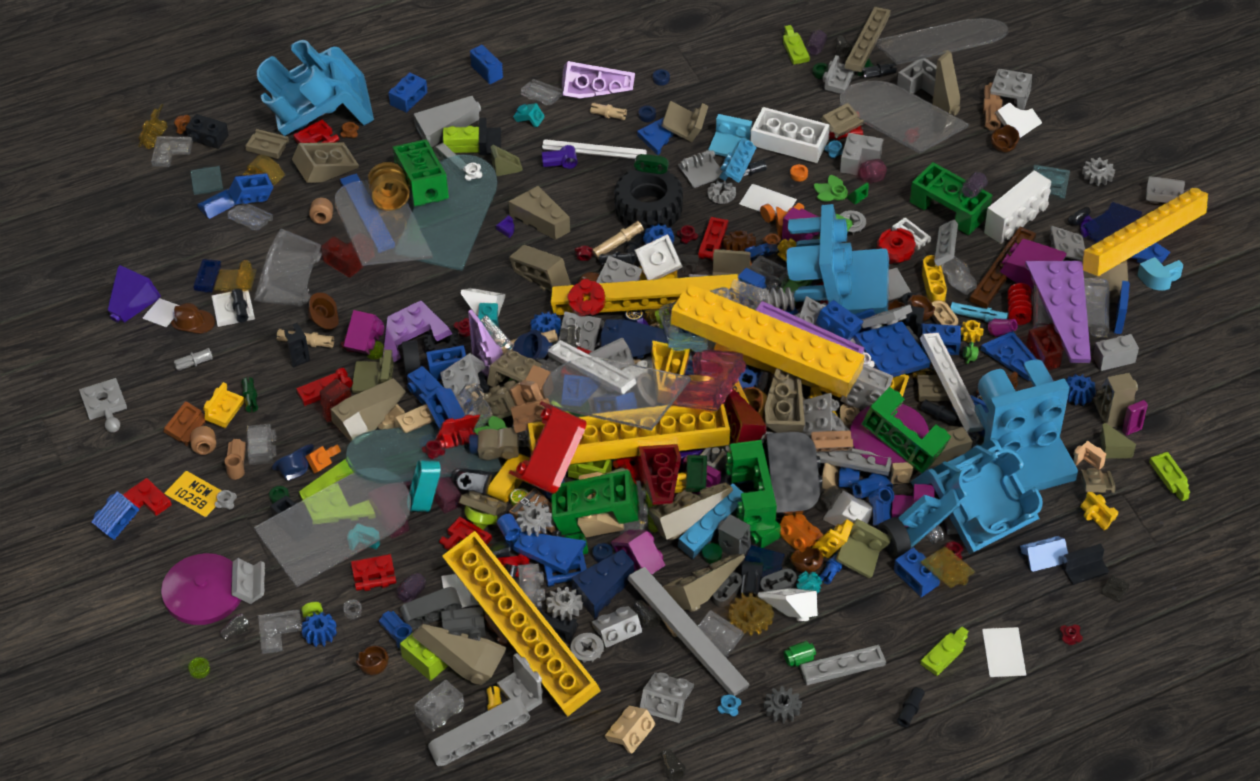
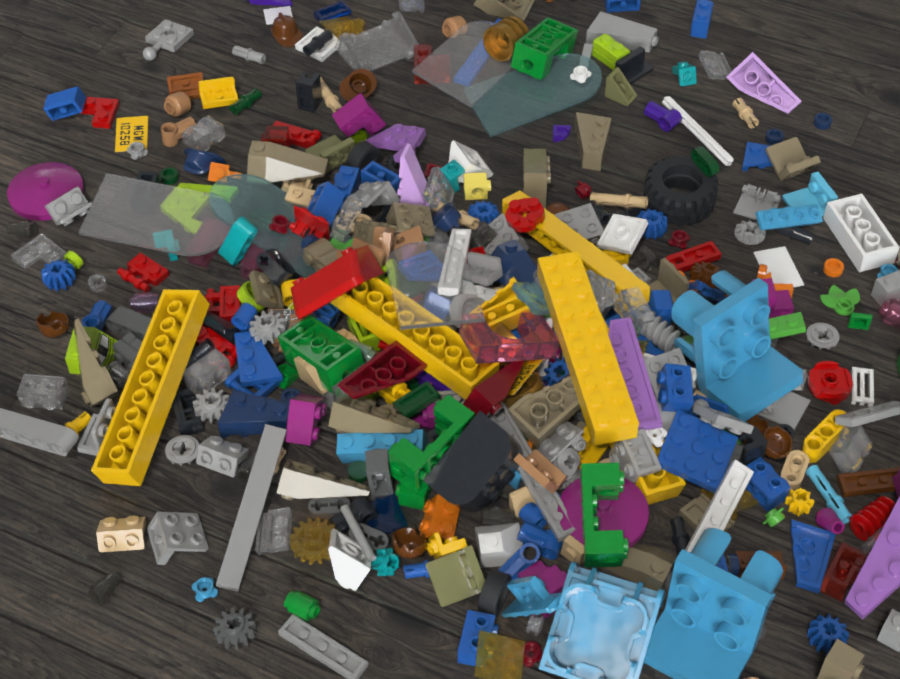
camera: 50 degrees right, 0 degrees up
(511, 311) = (476, 186): none -> light yellow brick
(775, 581) = (356, 530): none -> light grey bar

